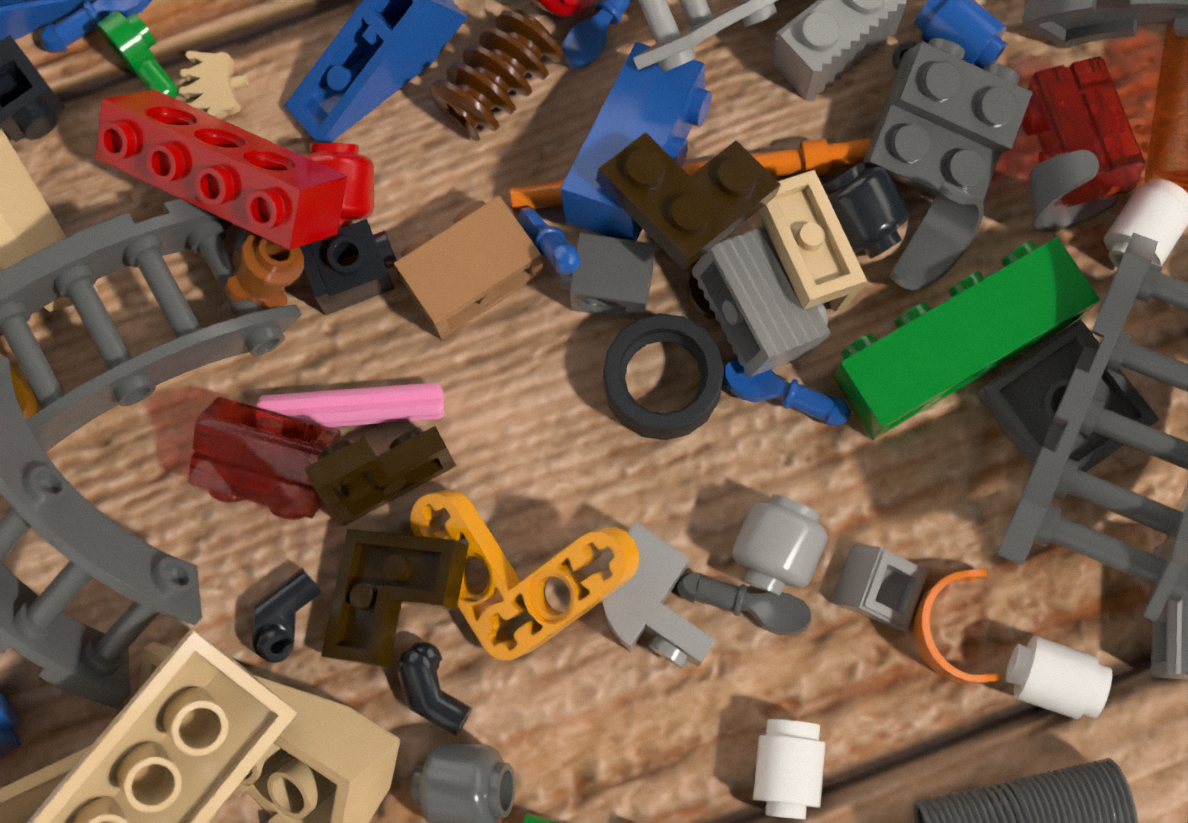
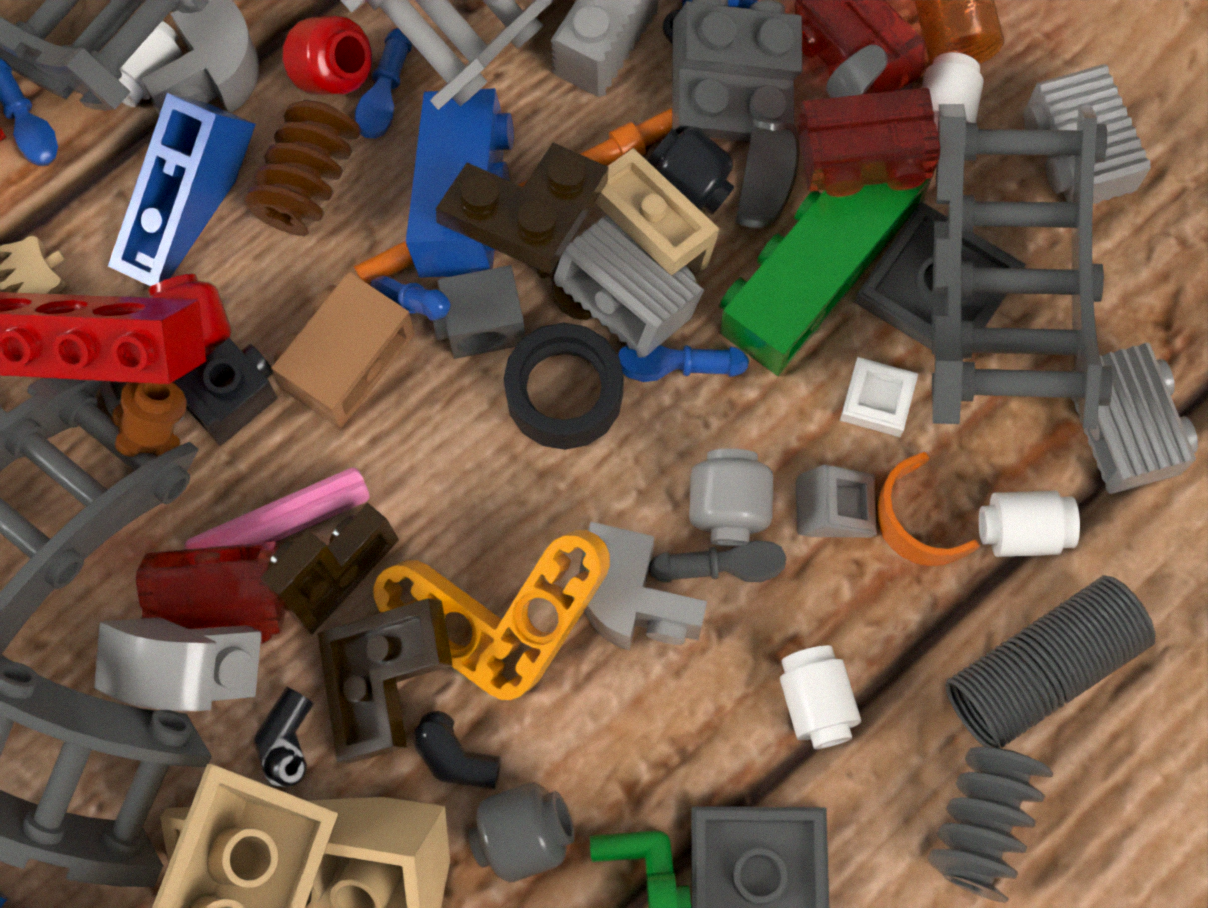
camera: 25 degrees left, 5 degrees down
(199, 522) = (175, 667): none -> light grey brick
(962, 497) = (879, 397): none -> white tile
(1047, 247) = (868, 141): none -> clear red brick

